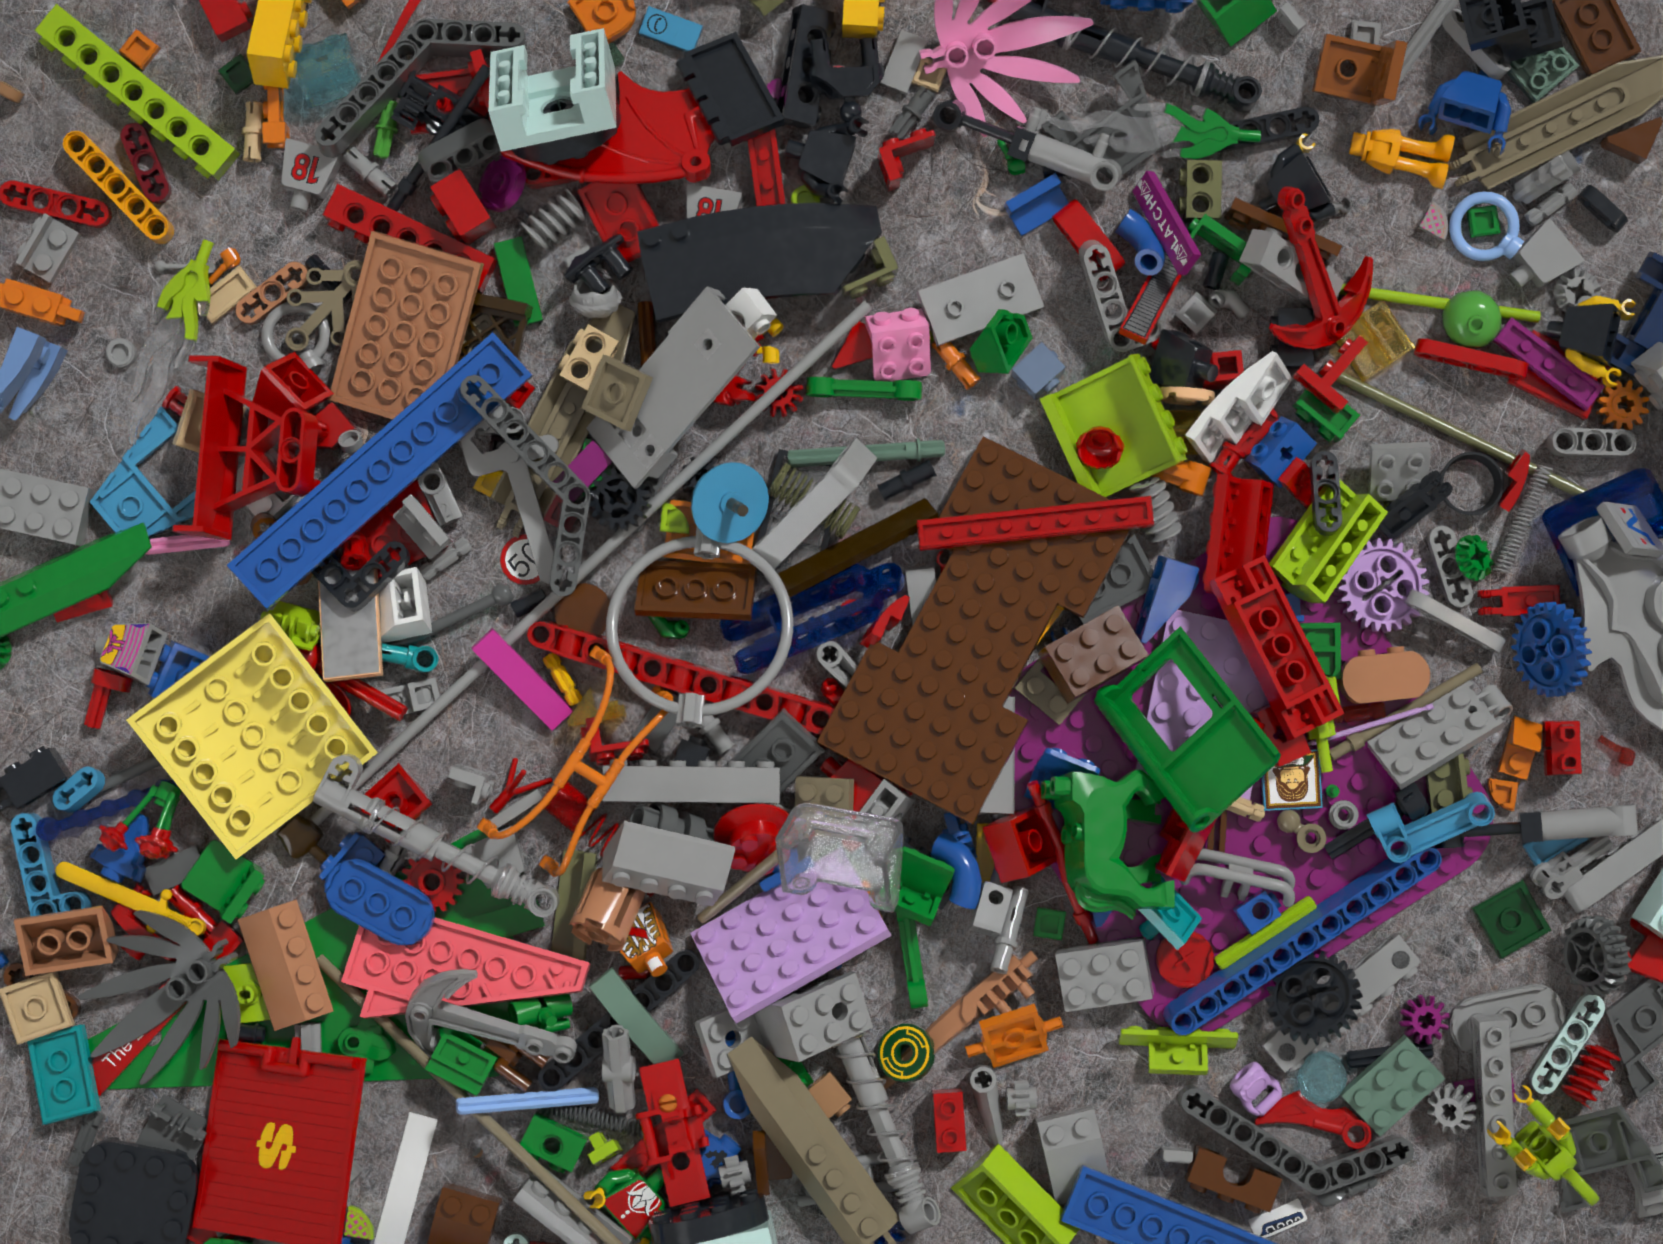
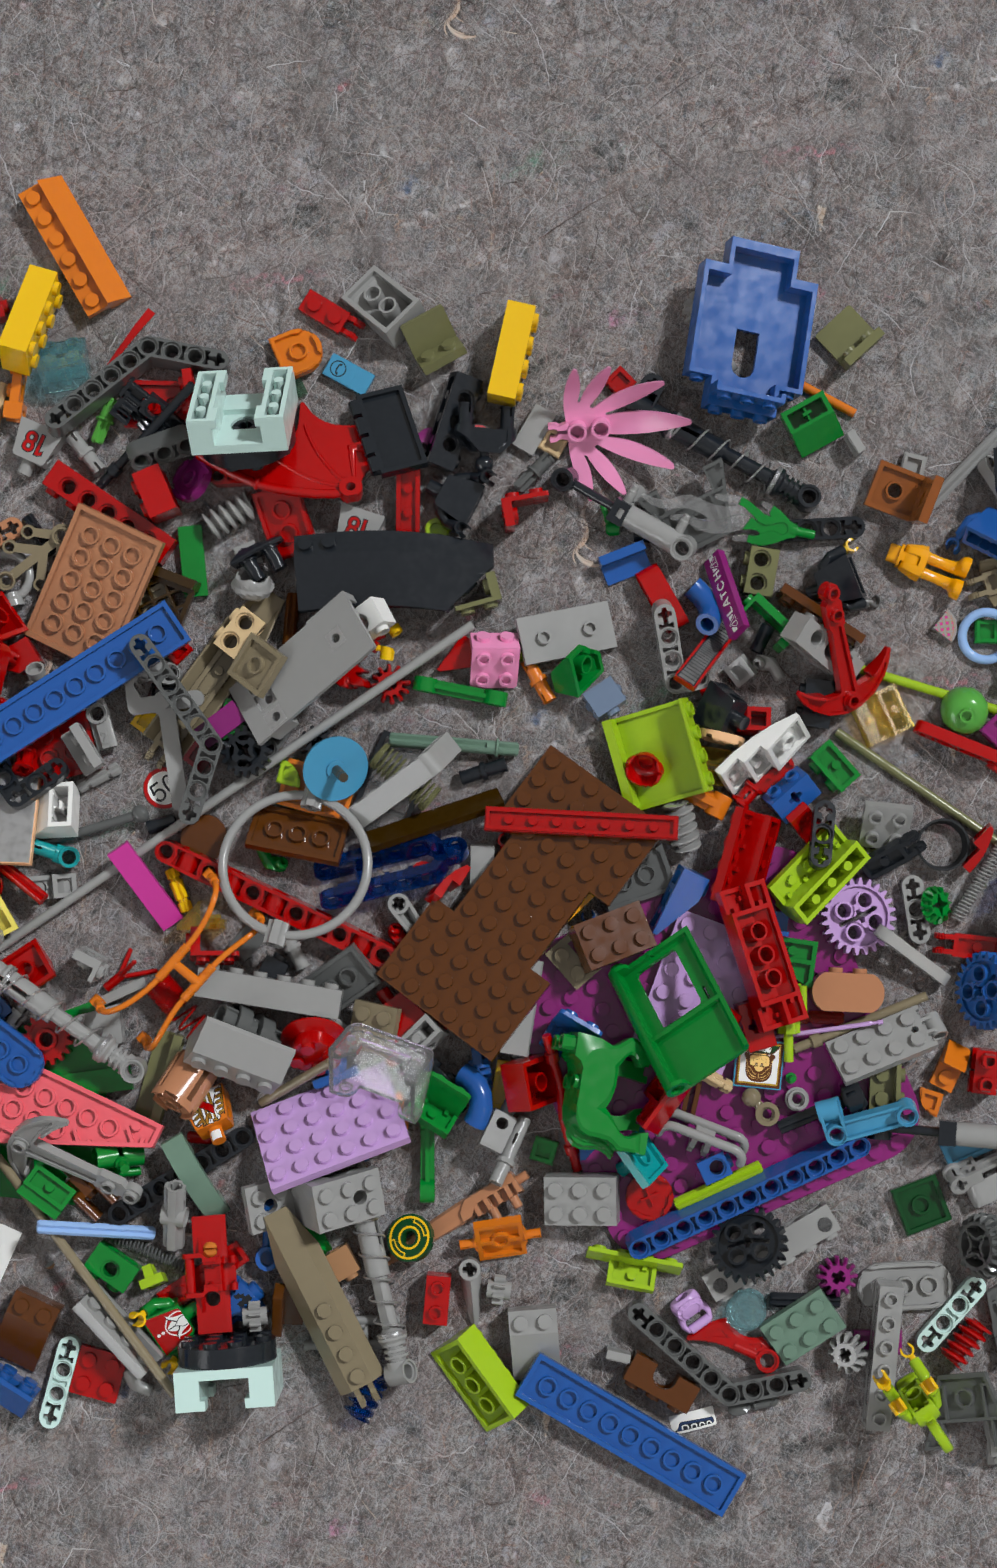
camera: 10 degrees right, 0 degrees up
(1321, 387) = (841, 736): red bracket -> none

